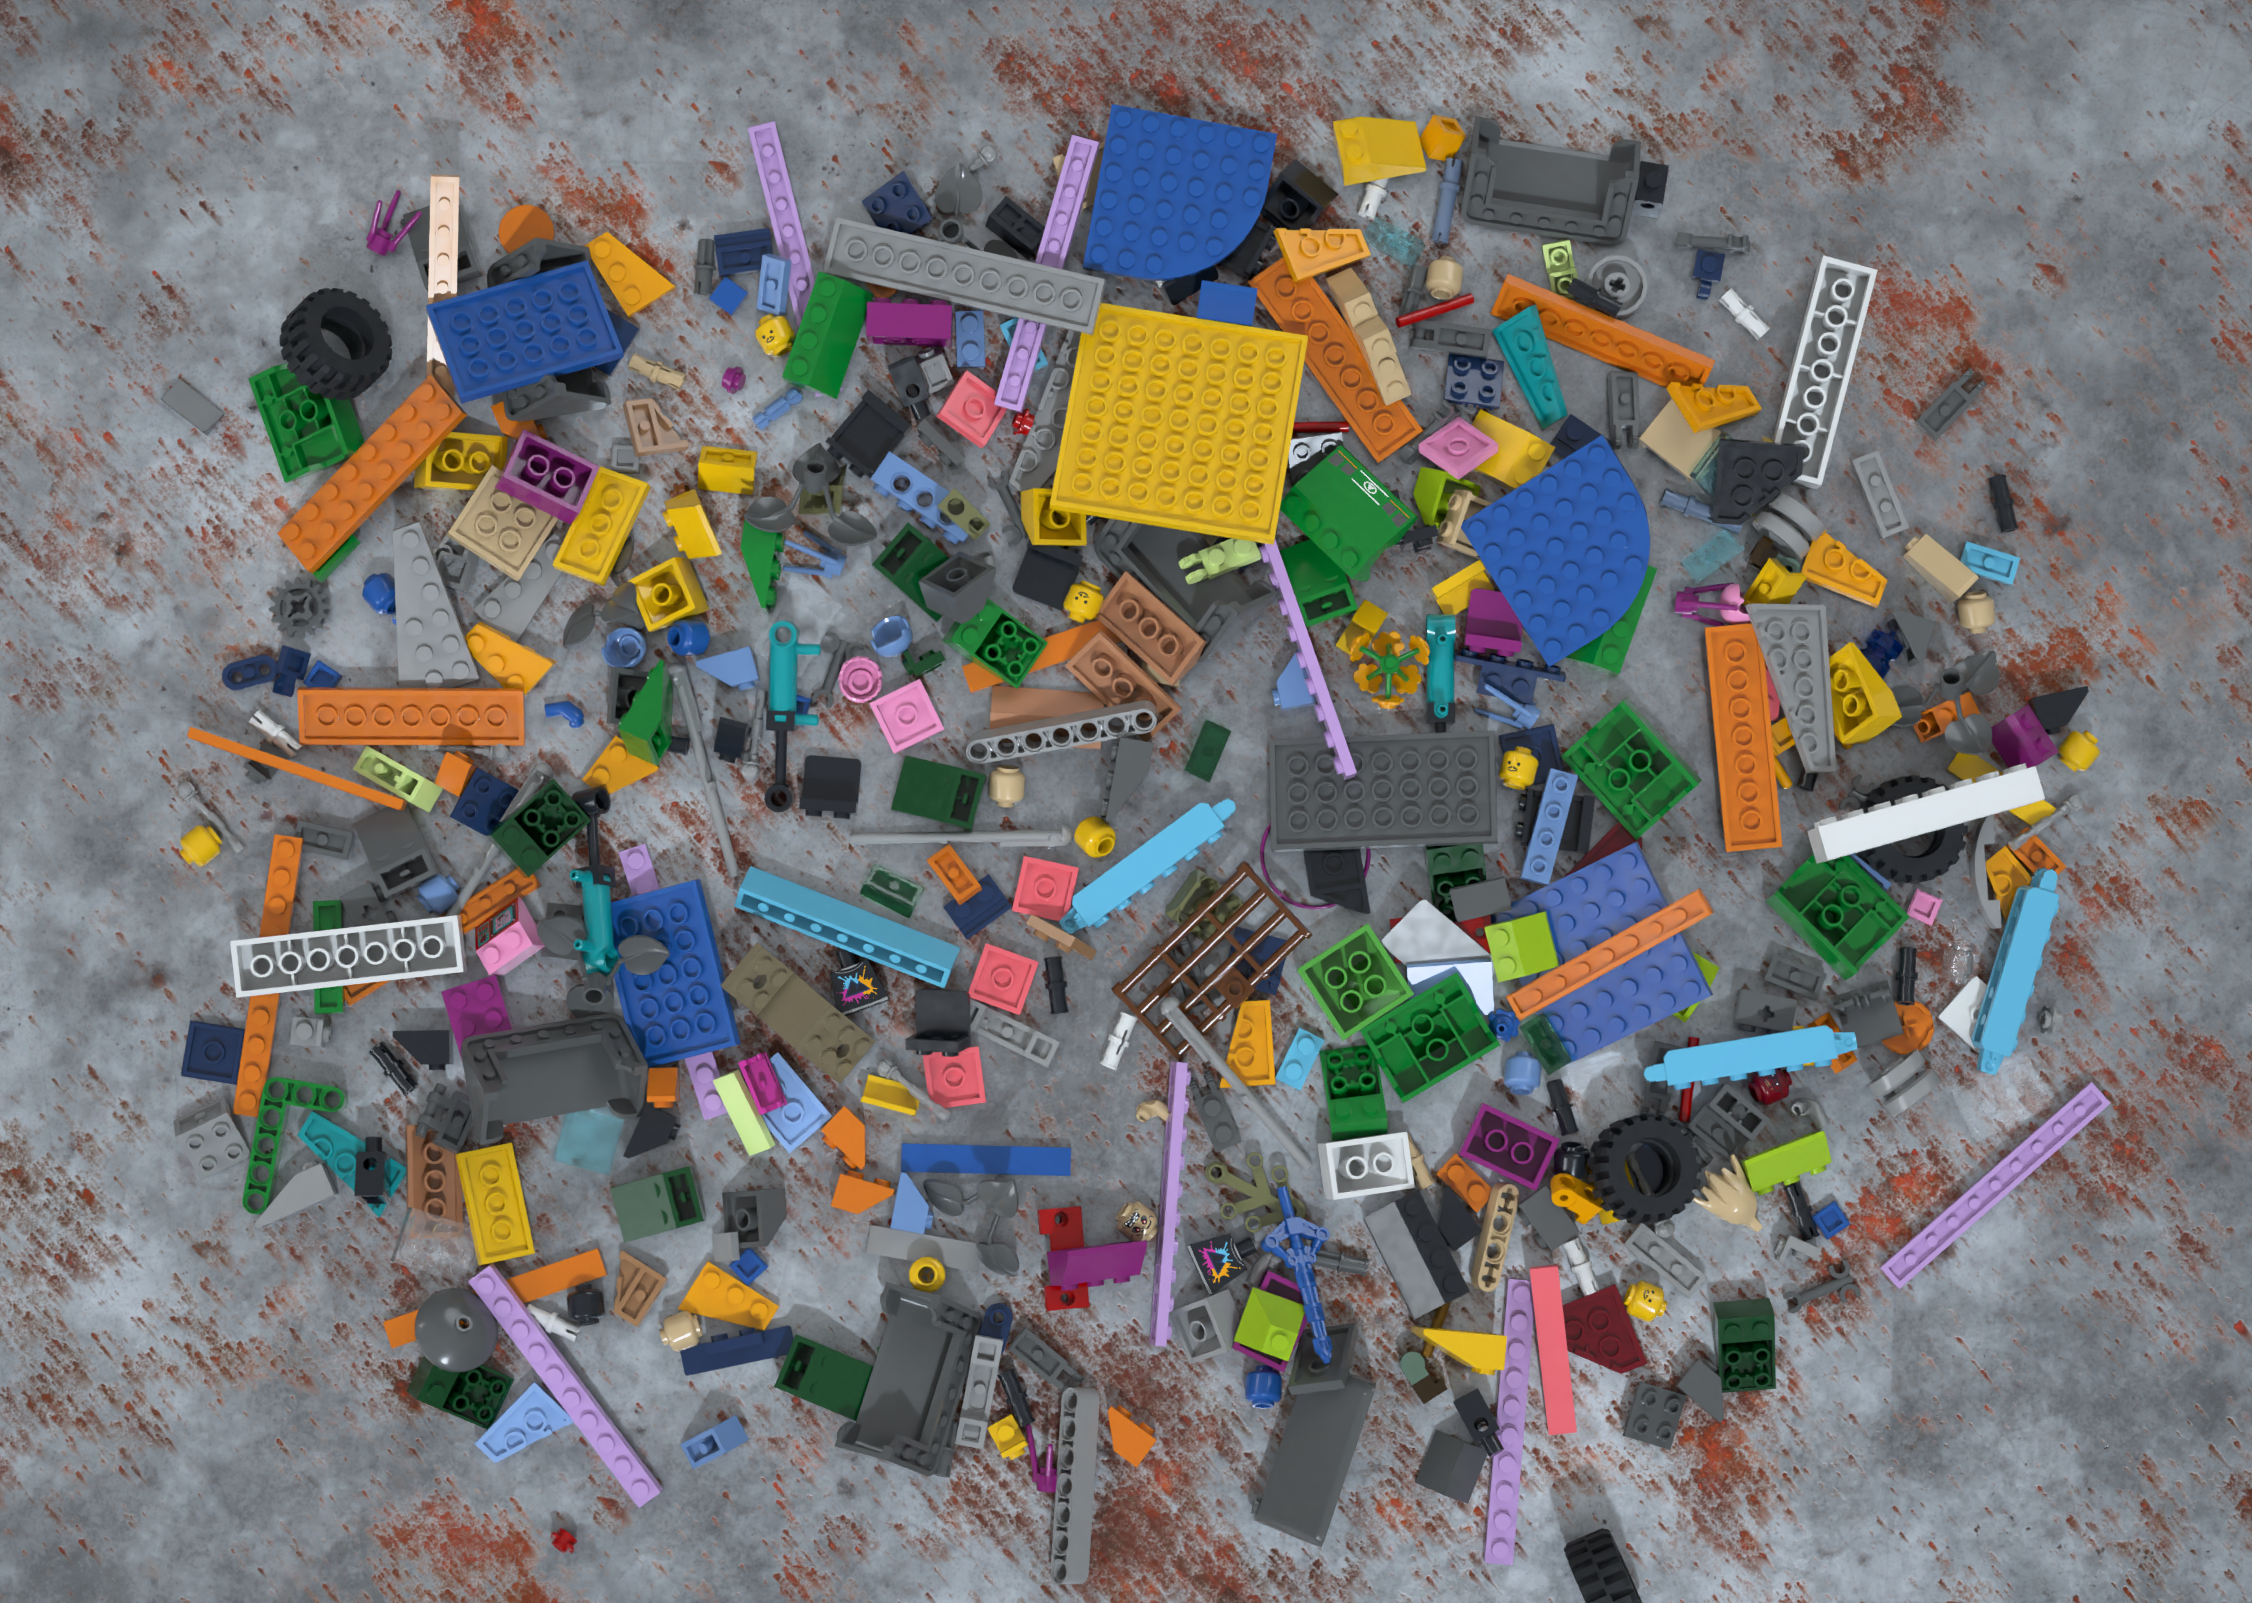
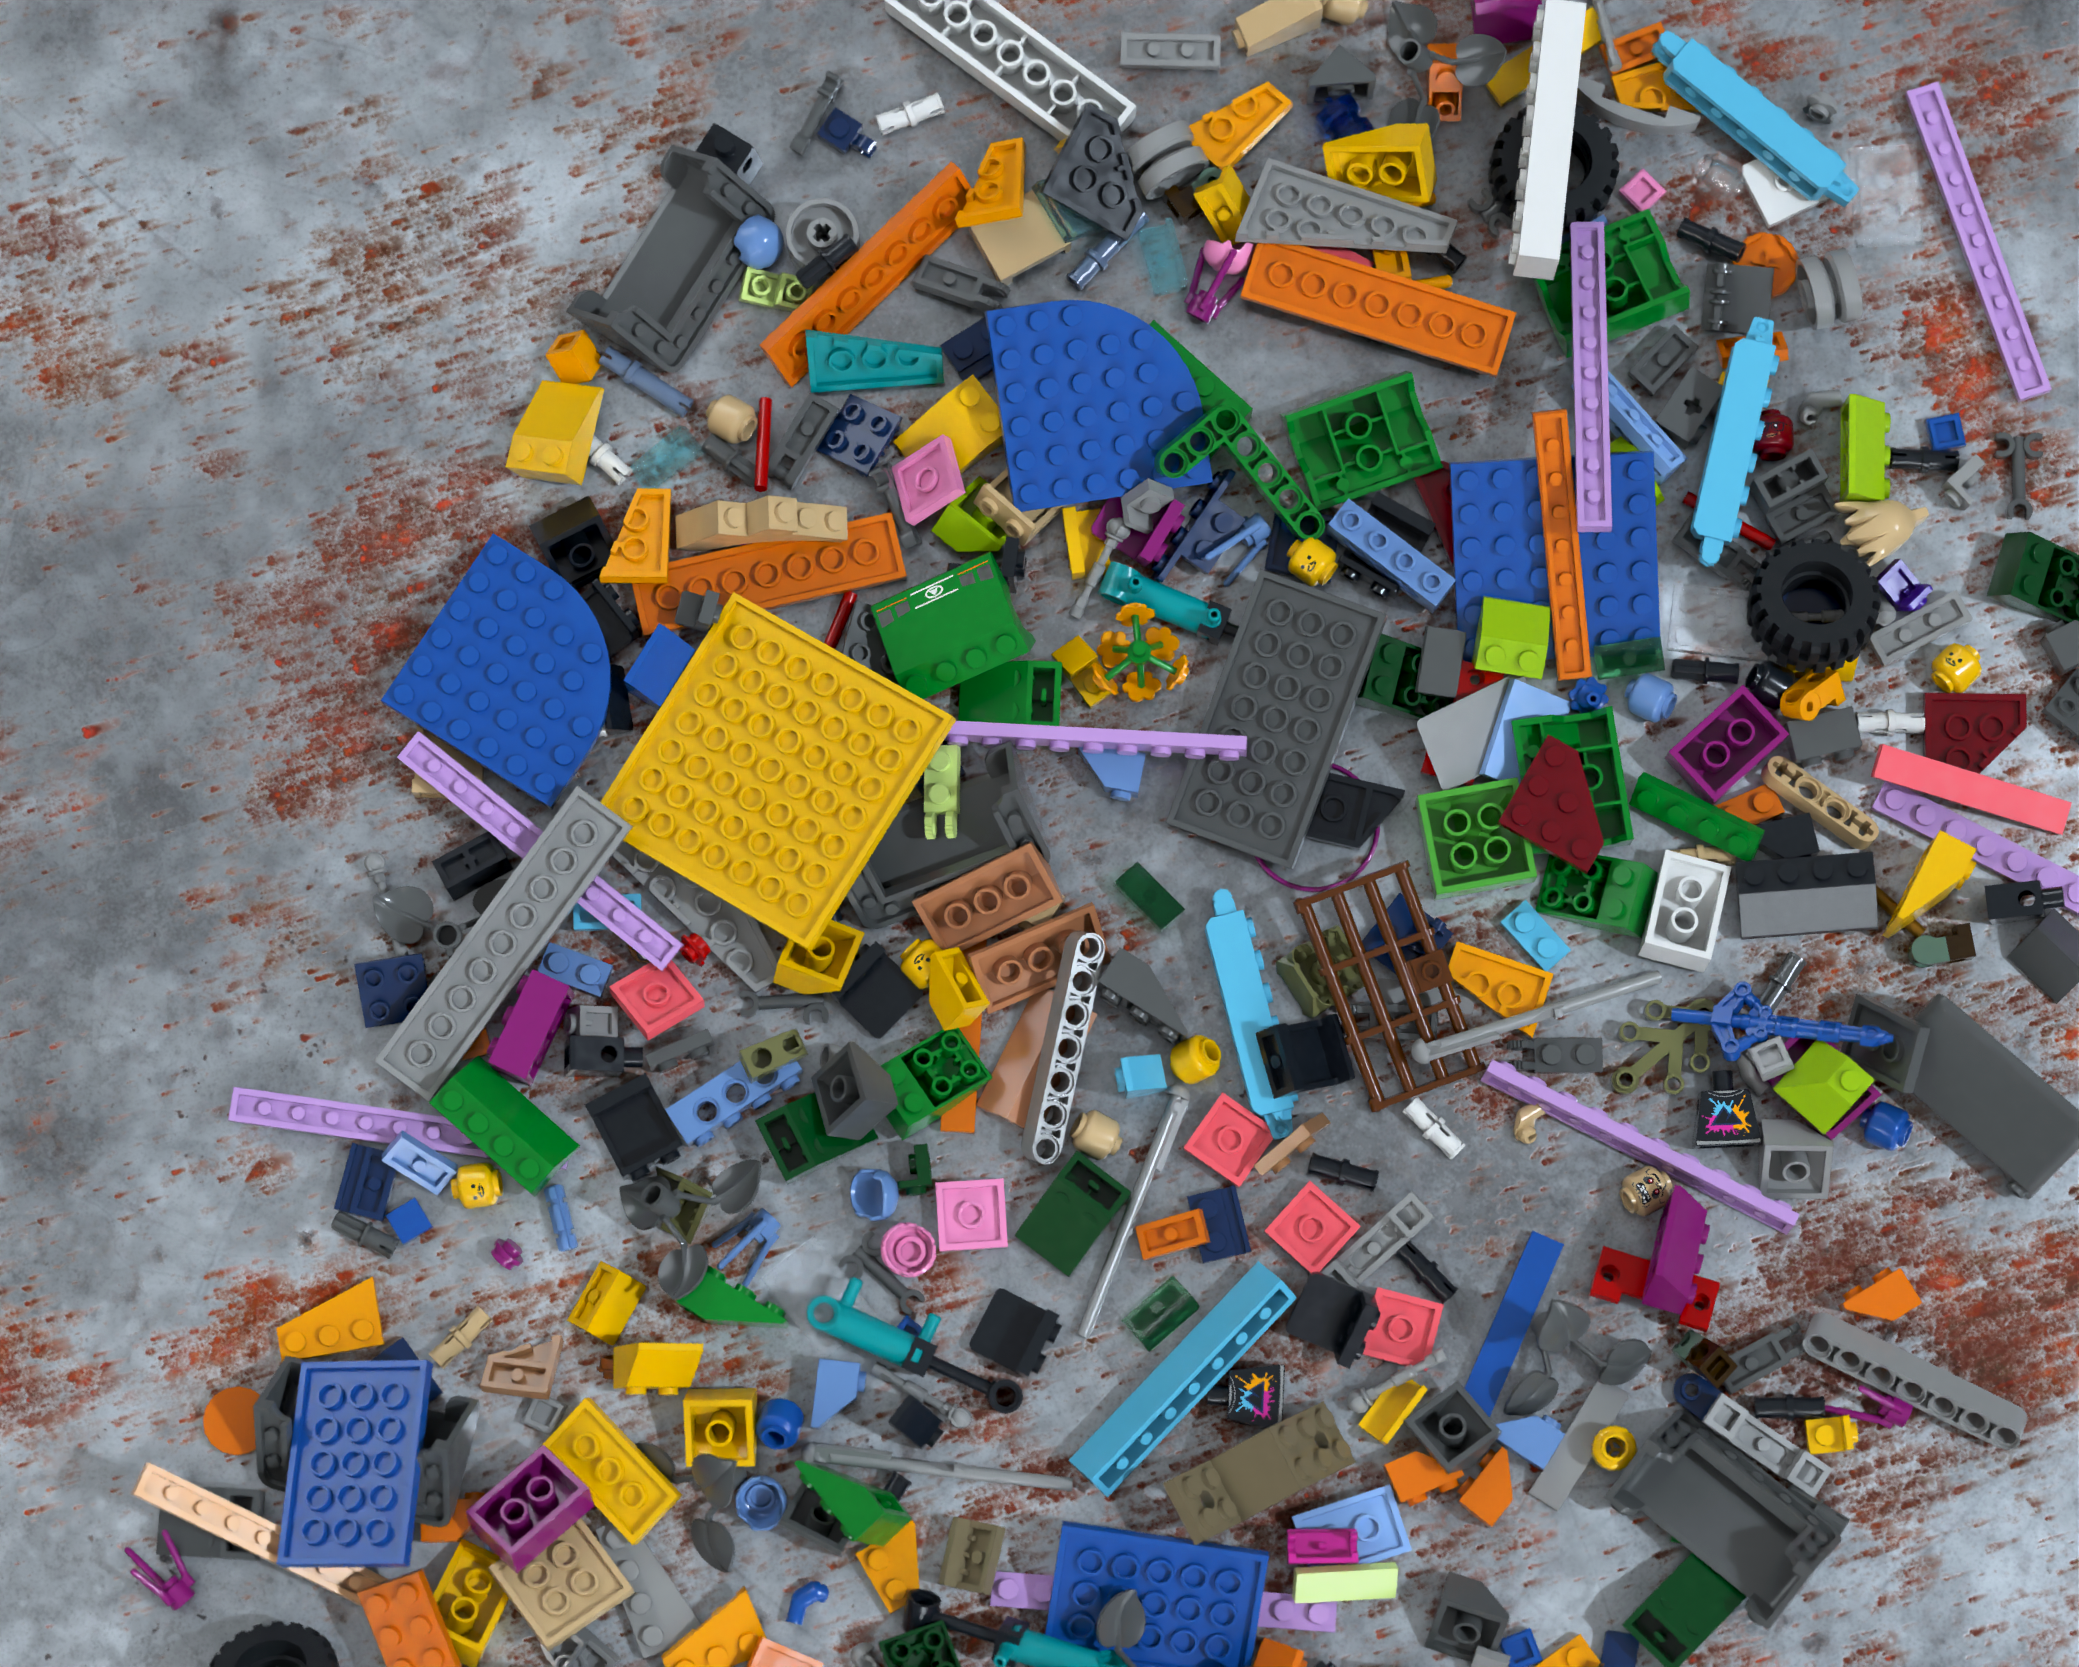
camera: 65 degrees left, 5 degrees down
(649, 822) = (971, 1555): none -> dark tan bracket
(891, 1147) = (1453, 1429): none -> dark grey slope
(1005, 1079) = (1426, 1272): none -> black pin
(1025, 1317) = (1704, 1358): none -> dark brown leg
(1064, 800) = (1140, 1076): none -> medium azure slope
(1070, 631) = (954, 990): none -> yellow slope
(1131, 919) = (1305, 1056): none -> black panel
(1275, 1276) = (1771, 1058): none -> light grey tile
(1282, 314) = (698, 610): none -> dark grey bracket
(1402, 1032) = (1556, 807): none -> dark red plate
(1442, 1145) = (1696, 817): none -> green plate
(1479, 609) = (1115, 533): none -> light grey piece
(1509, 619) = (1143, 502): none -> light grey bracket
(1573, 688) = (1248, 464): none -> green beam
(1592, 240) = (759, 242): none -> medium blue hair
(1691, 1234) = (1902, 587): none -> bracket
(1734, 968) = (1641, 431): none -> light blue fence
(1750, 923) = (1590, 377): none -> lavender plate

